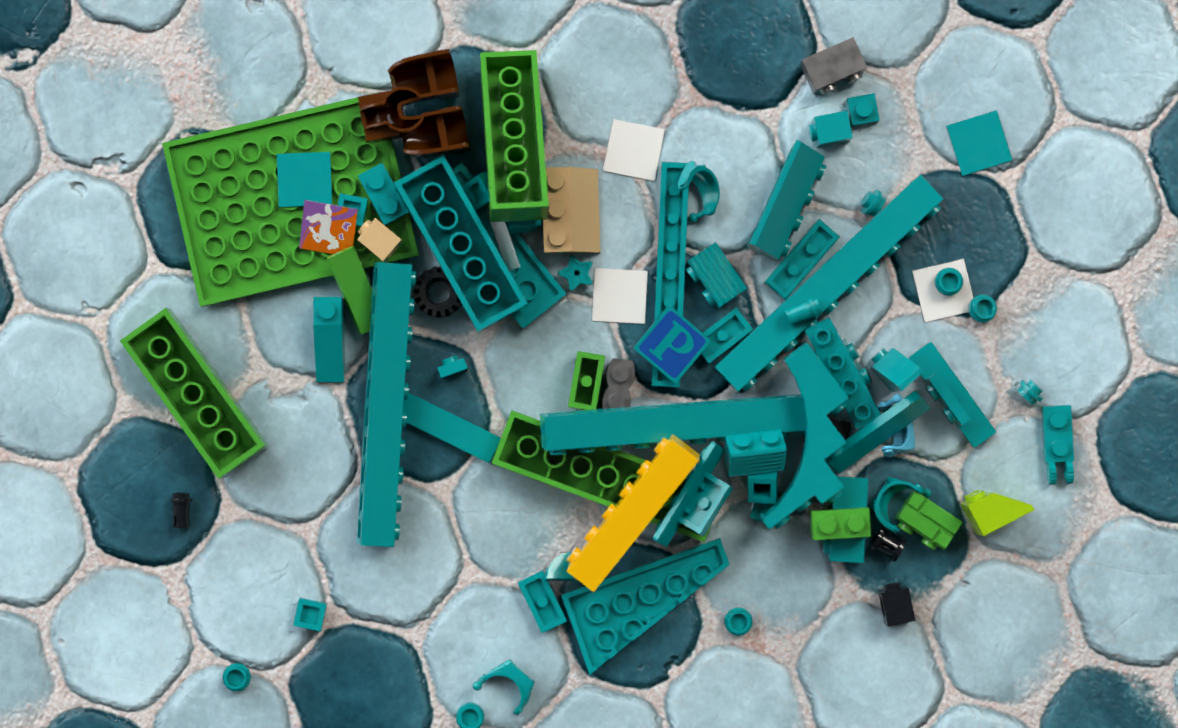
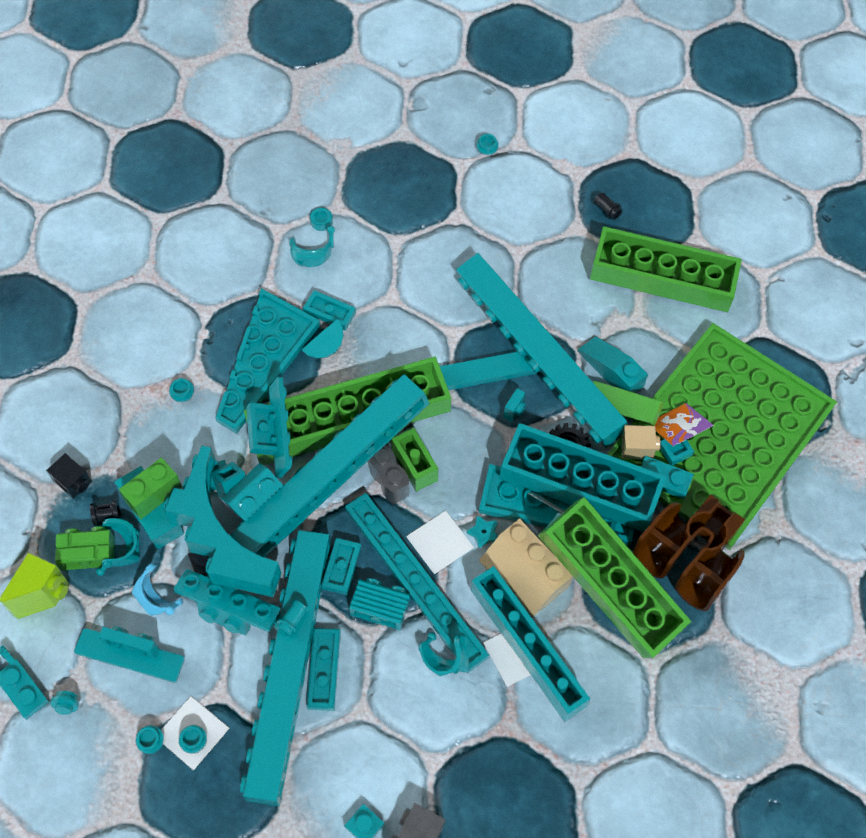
camera: 140 degrees right, 25 degrees down
(304, 178) = (725, 448): teal sticker -> none
(310, 614) = (474, 204): teal plate -> none
(623, 143) = (529, 644): none -> teal brick
(633, 512) = (310, 389): yellow brick -> none
(672, 344) = (373, 527): piece -> none
(786, 201) = (370, 697): teal slope -> none
(830, 129) = (378, 785): teal brick -> none
(872, 203) = (299, 753): teal plate -> none
(880, 430) = (166, 584): teal tile -> none
(894, 369) = (185, 630): teal slope -> none

